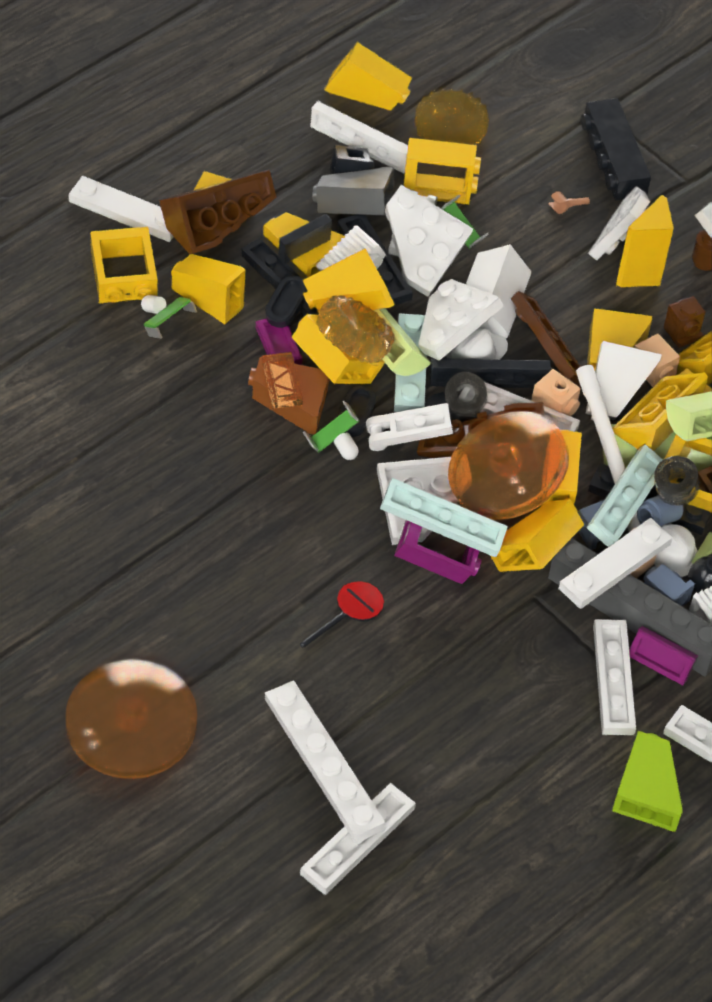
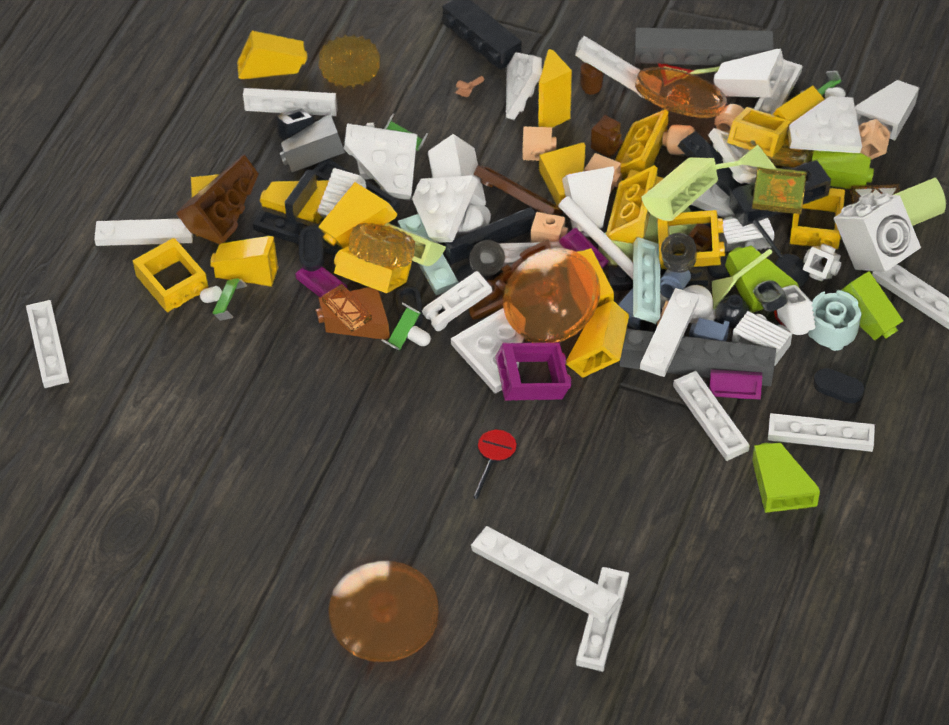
camera: 20 degrees left, 0 degrees up
(442, 154) = (362, 88): yellow window -> none
(443, 517) = (530, 355): light aqua plate -> none
(578, 420) = (577, 241): none -> magenta tile
(603, 293) = (537, 141): none -> light nougat brick

